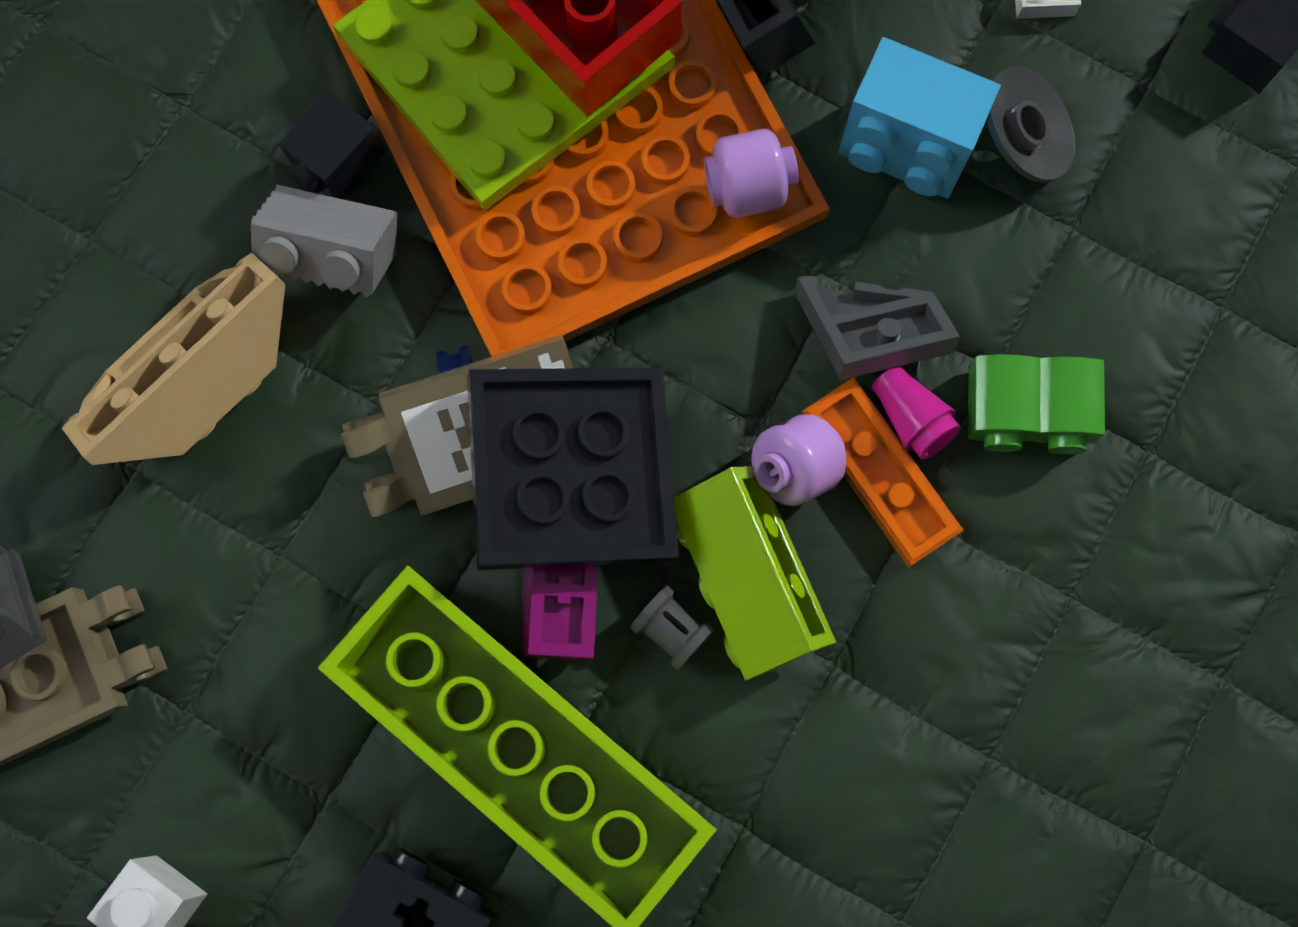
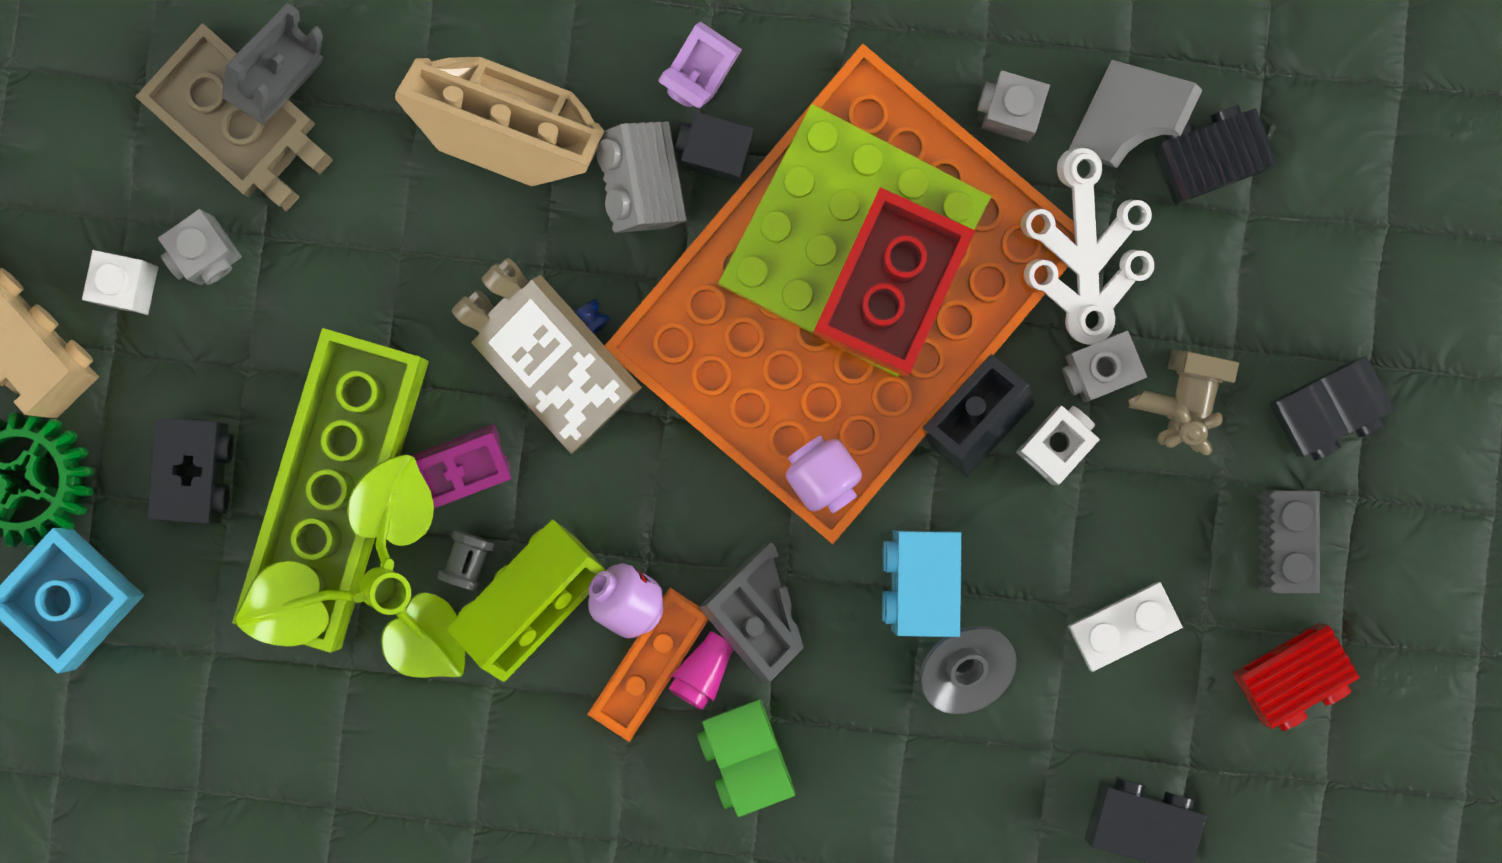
camera: 65 degrees right, 10 degrees up
(155, 788) = (198, 249): none -> light grey brick
(234, 132) = (699, 67): none -> lavender bracket
(570, 467) = (540, 441): black plate -> none
(625, 852) = (387, 504): none -> lime plant

